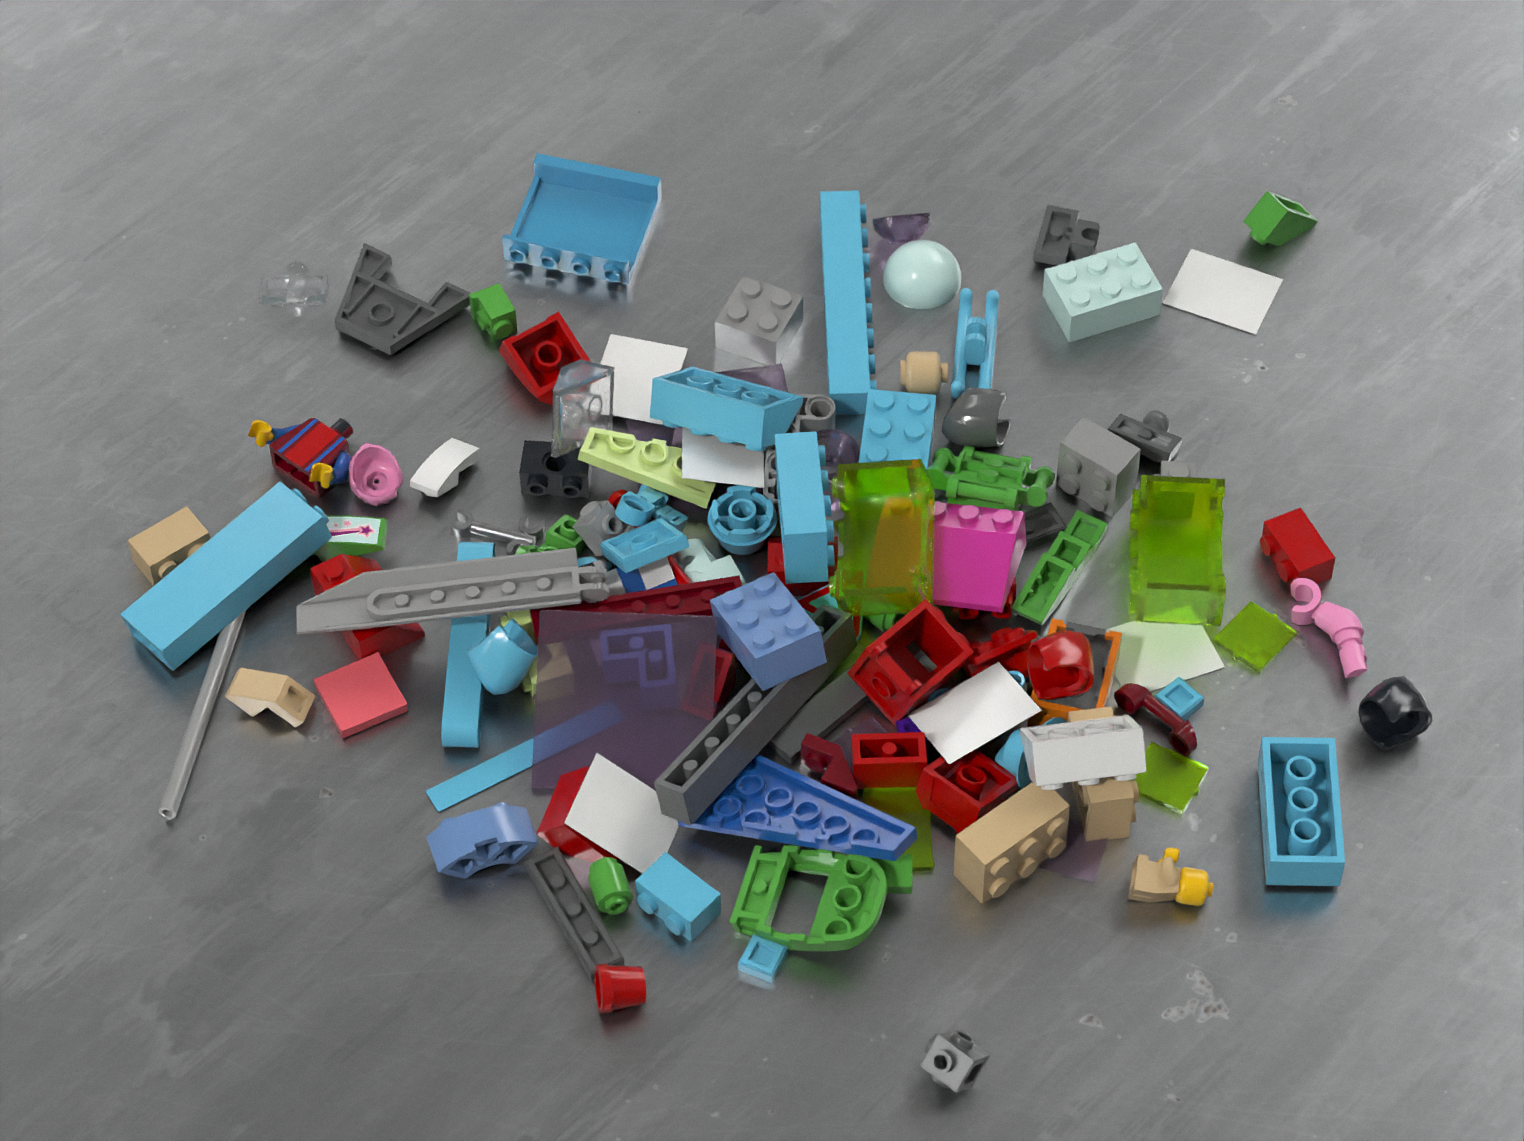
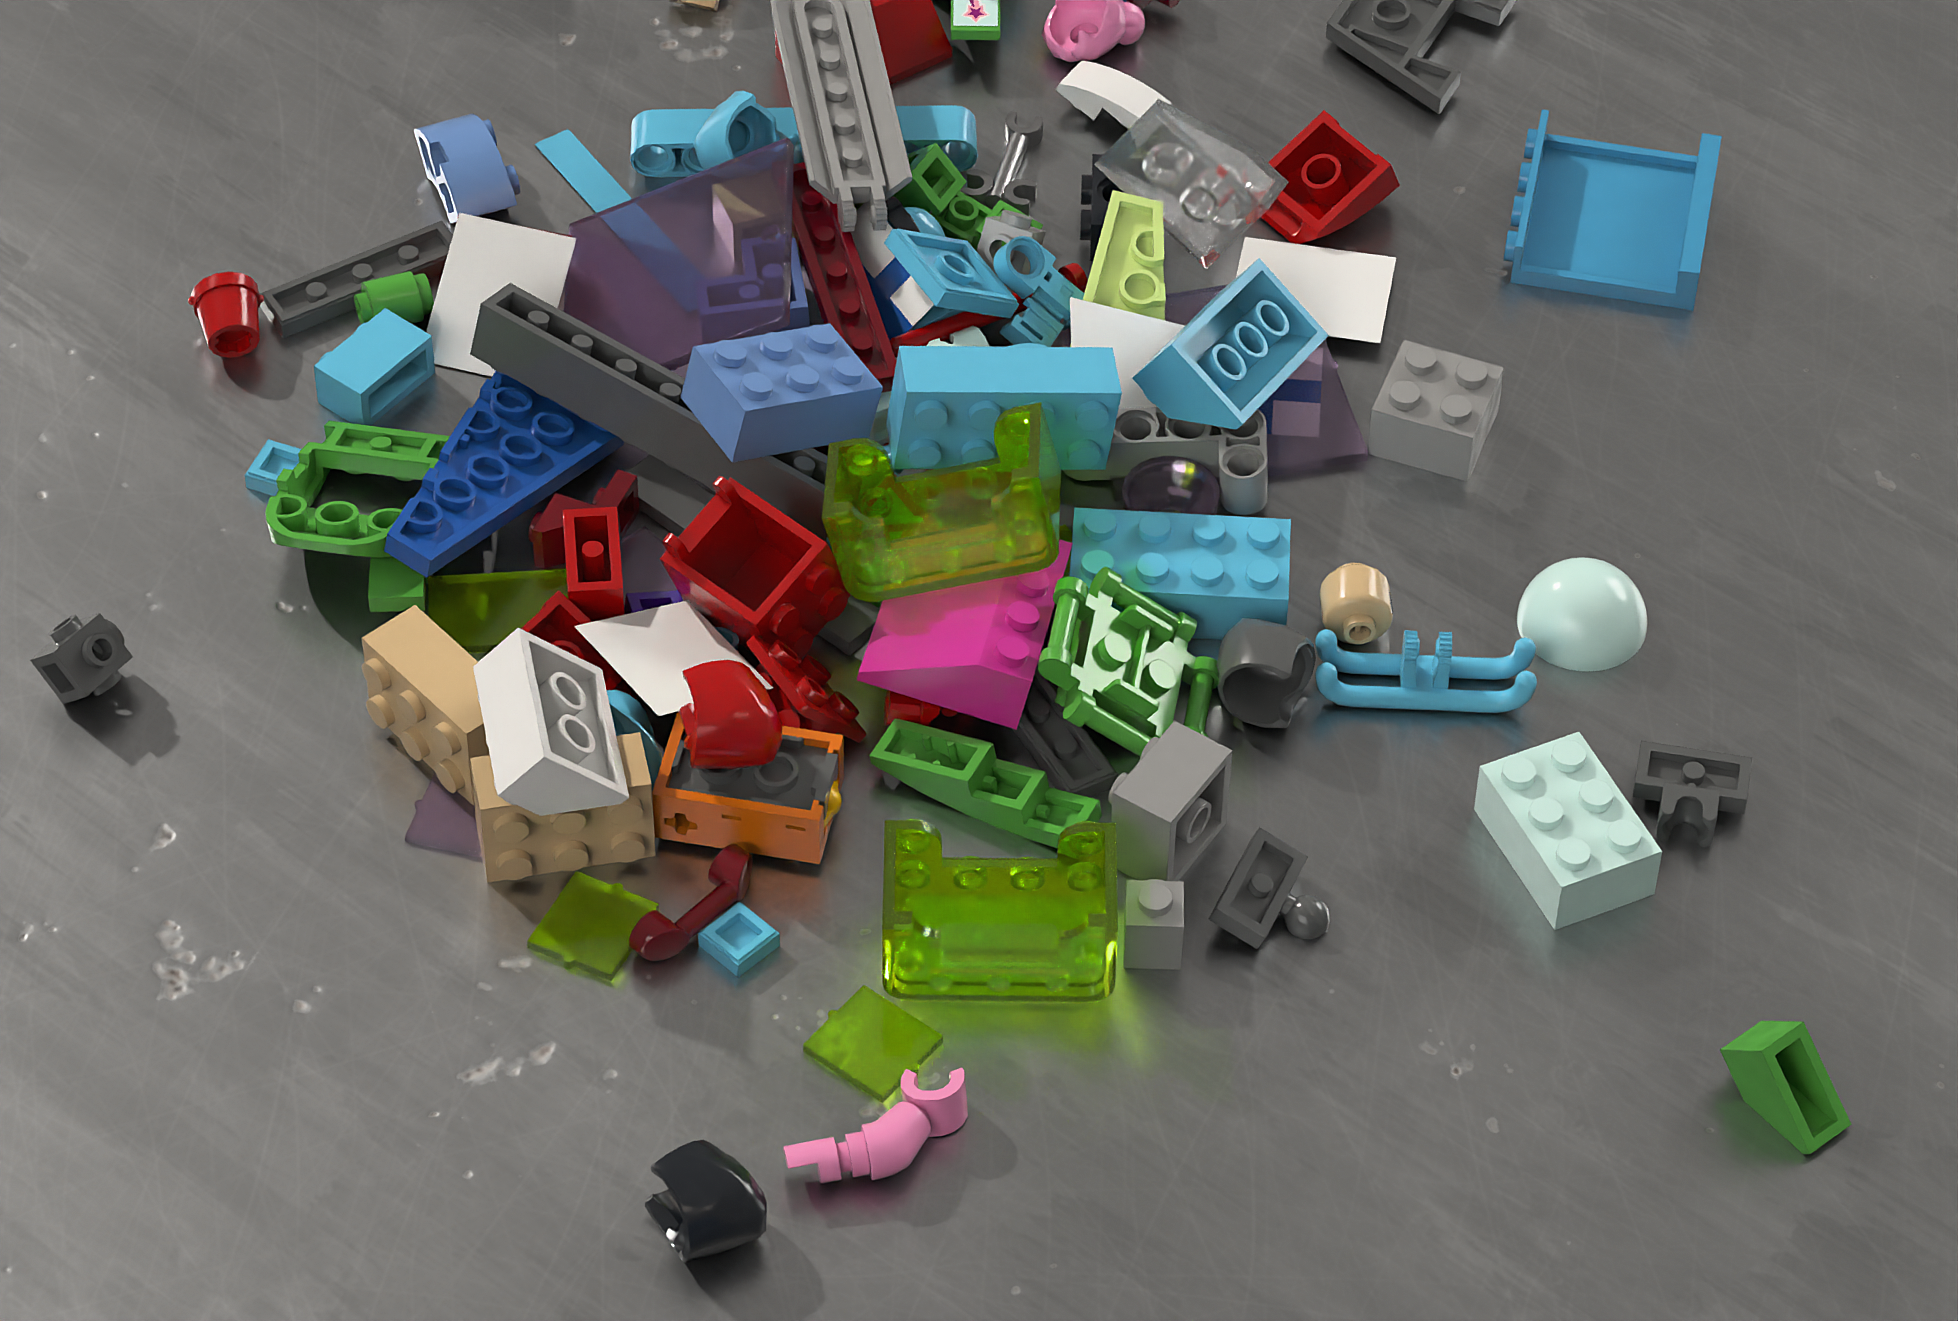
camera: 85 degrees right, 5 degrees down
(360, 695) = (719, 52): coral tile -> none
(493, 311) = (1411, 127): bright green brick -> none
(844, 301) = (1500, 511): medium azure brick -> none
(902, 228) = (1663, 570): clear purple piece -> none
(1162, 652) = (829, 919): white sticker -> none
(1164, 882) = (382, 896): tan piece -> none
(1223, 291) = (1621, 1017): white sticker -> none
(1297, 548) = (1040, 1088): red brick -> none
(1300, 811) = (501, 1065): medium azure brick -> none

